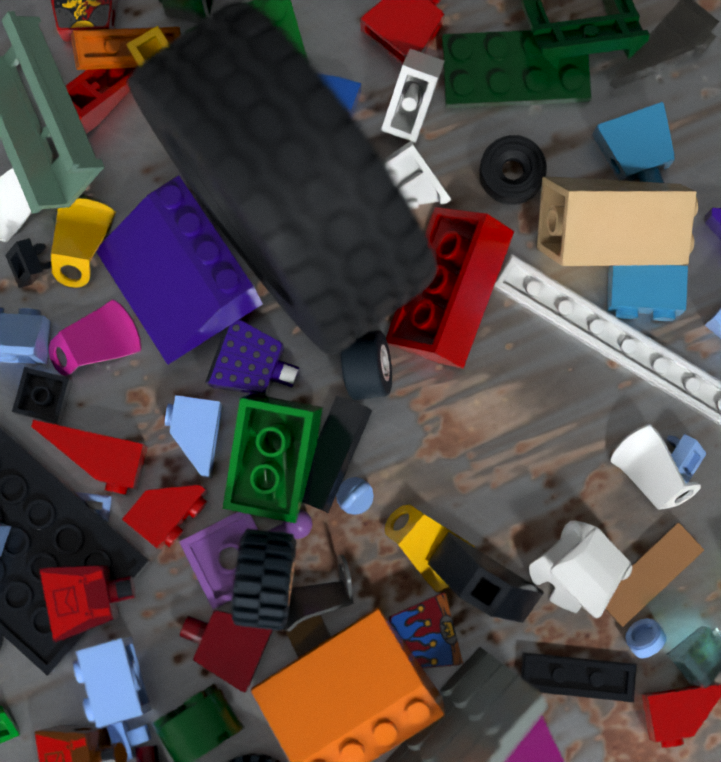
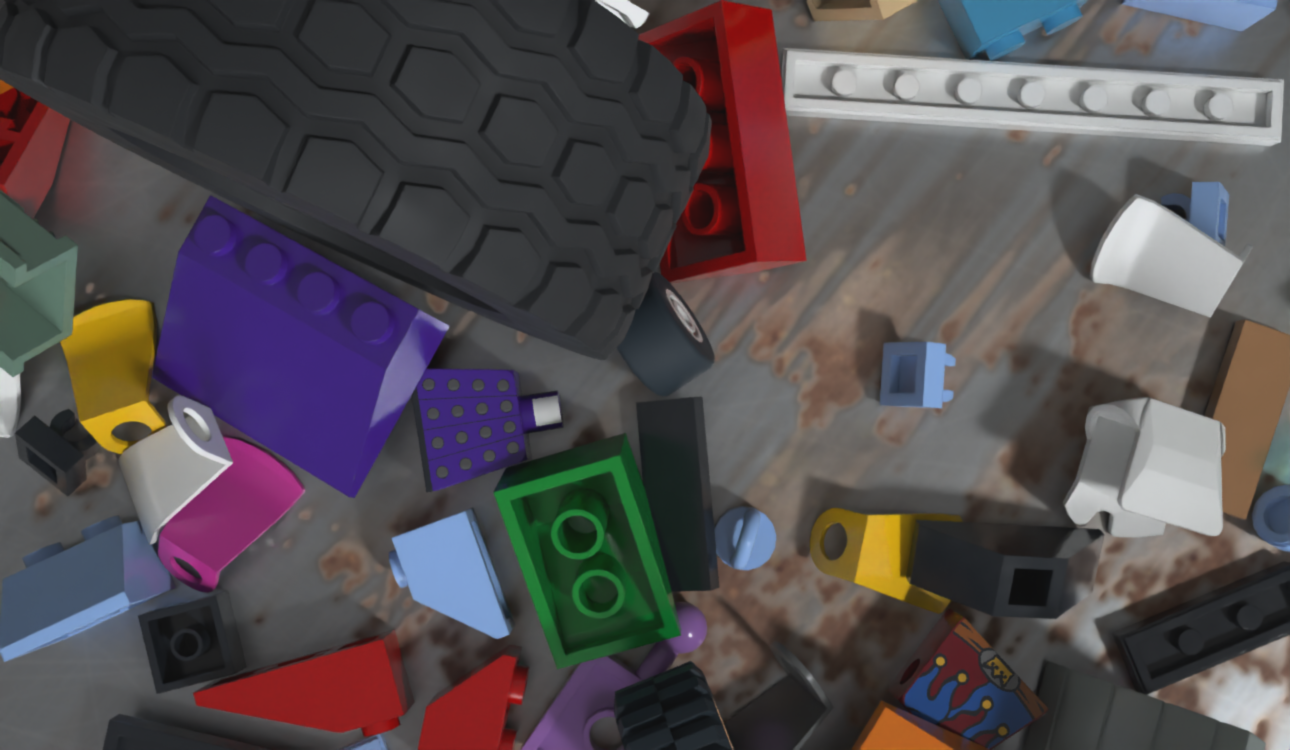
camera: 30 degrees left, 5 degrees up
(83, 300) = (174, 464): none -> white piece
(488, 458) = (914, 374): none -> light blue tile

